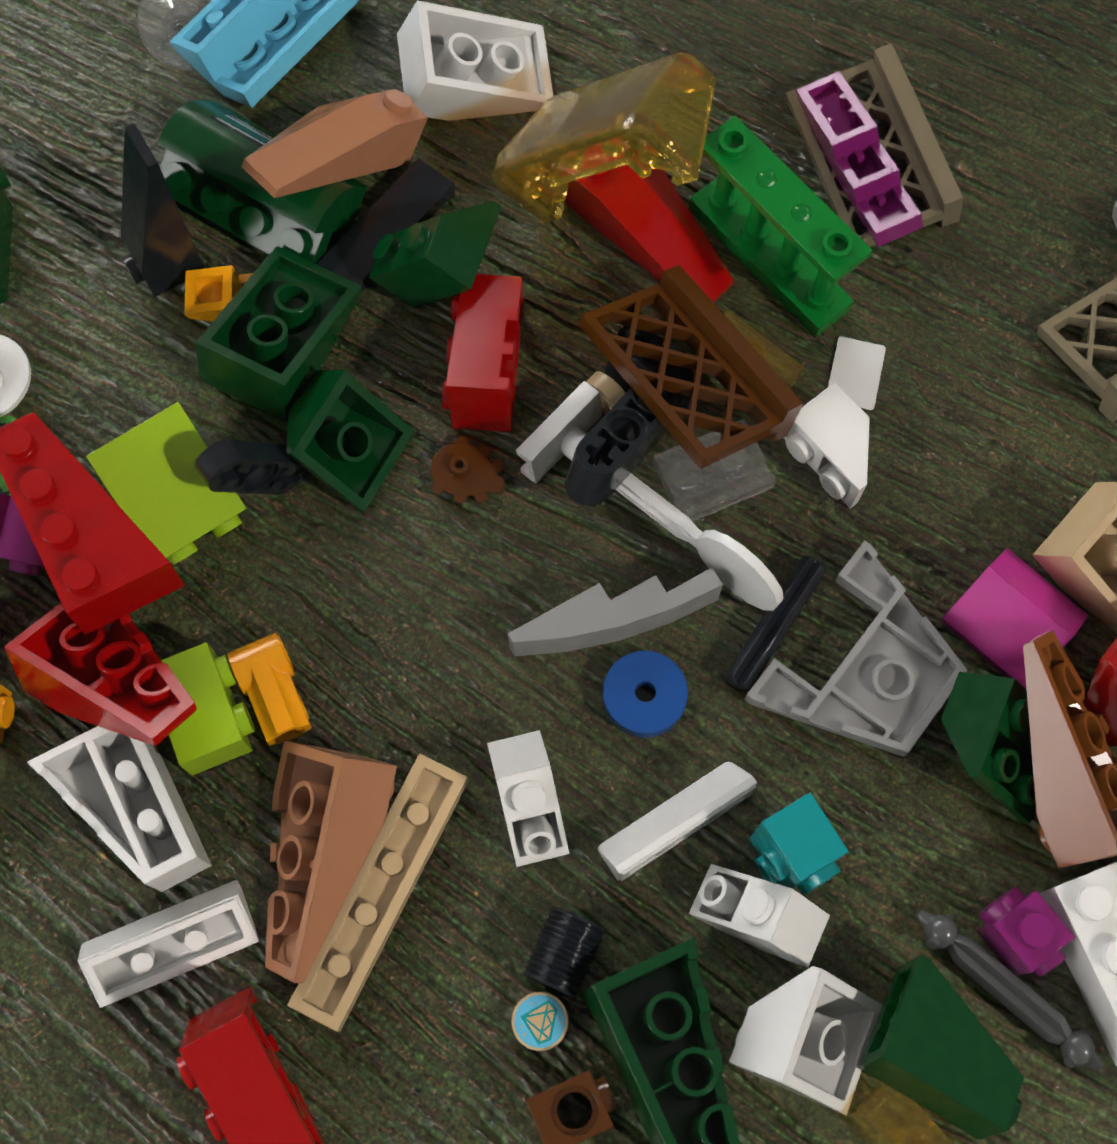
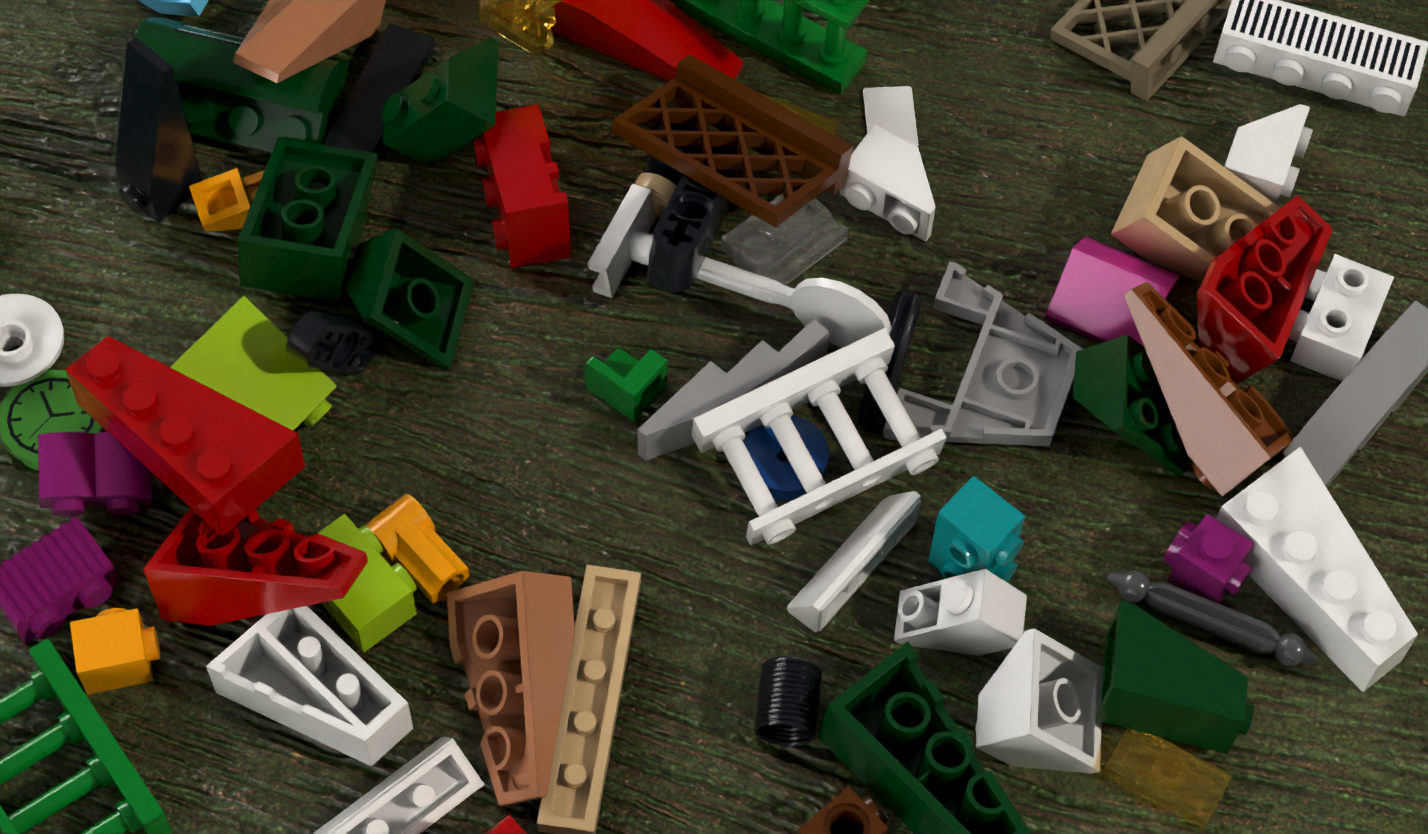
camera: 20 degrees left, 10 degrees down
(466, 471) = (539, 303): reddish brown piece -> none
(520, 573) = (626, 382): none -> green panel
(528, 798) = (706, 576): white slope -> none
(540, 1021) = (785, 773): tile -> none
(696, 640) = (819, 384): none -> white fence

